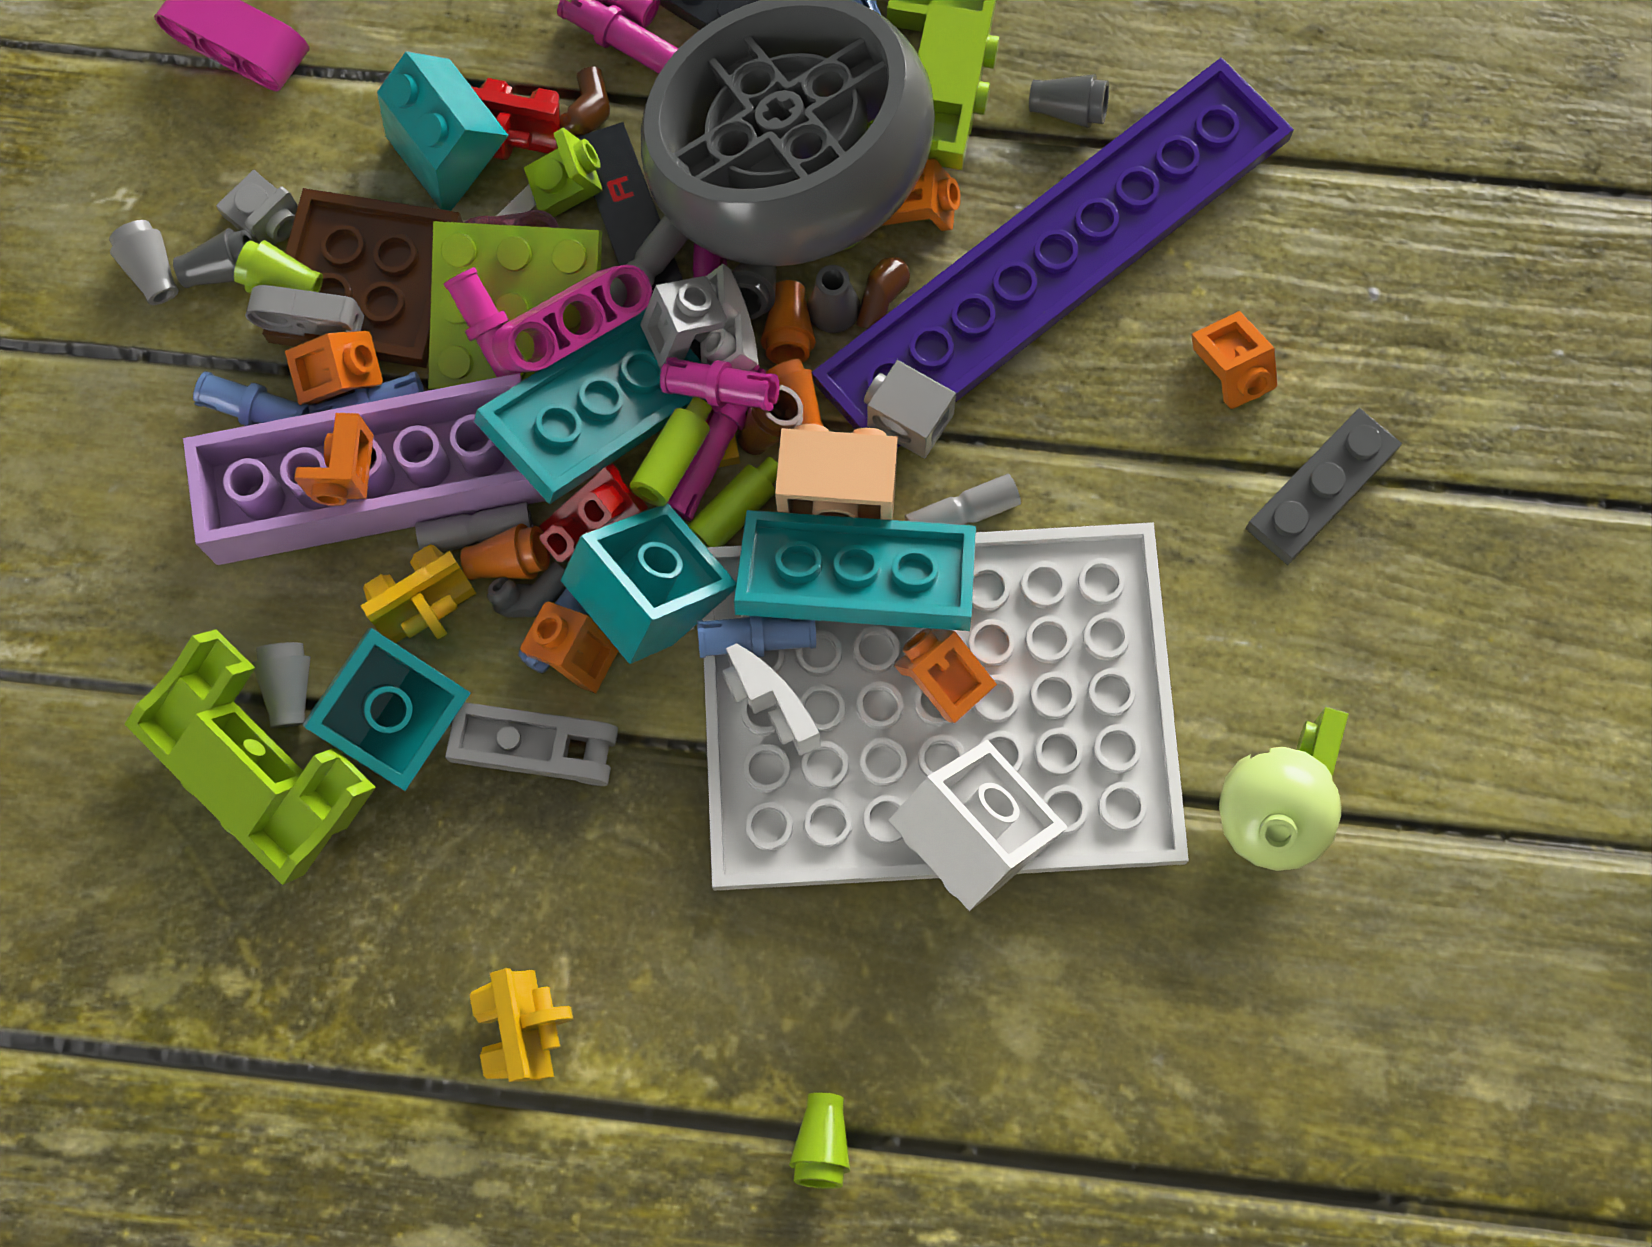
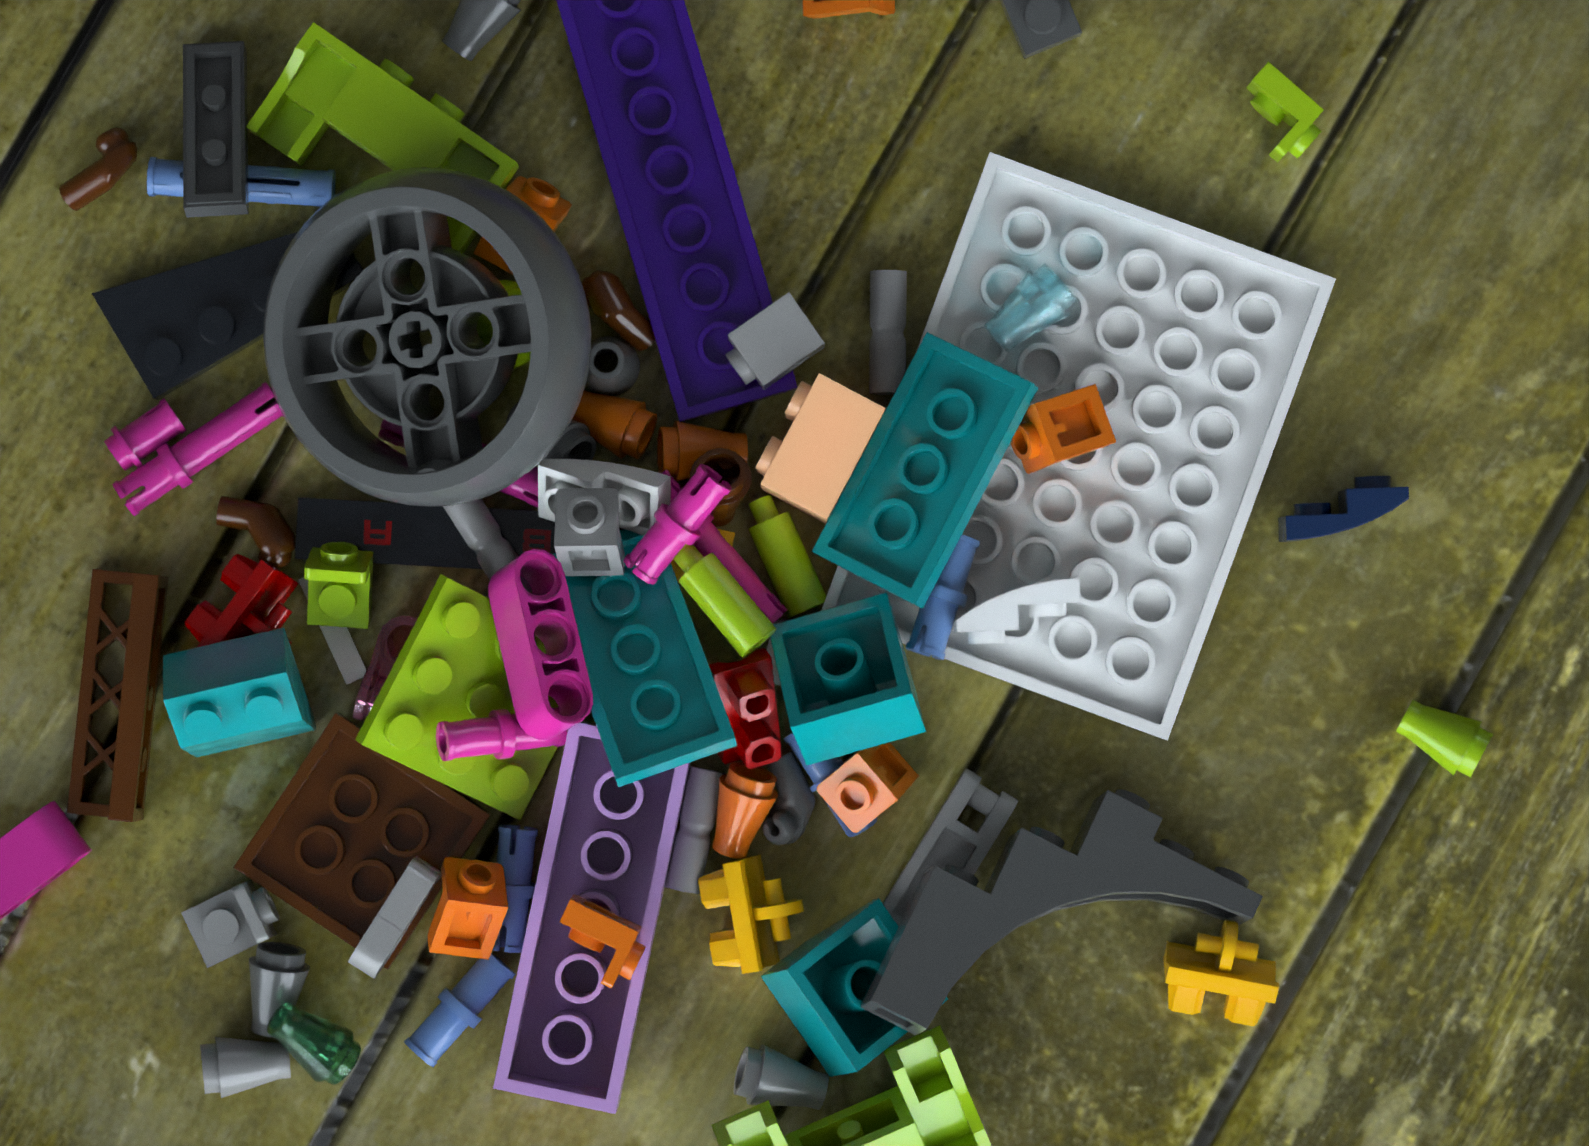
camera: 70 degrees left, 15 degrees up
(180, 303) = (315, 1043): none -> clear green cone
(272, 267) = (336, 929): lime cone -> none
(351, 77) = (136, 701): none -> reddish brown fence
(585, 880) = (1110, 861): none -> dark grey arch
(976, 824) = (1224, 463): white slope -> none
(997, 971) = (1366, 502): none -> dark blue slope
(1039, 604) = (1031, 307): none -> clear light blue cone
(1280, 809) = (1330, 171): yellowish green cylinder -> none

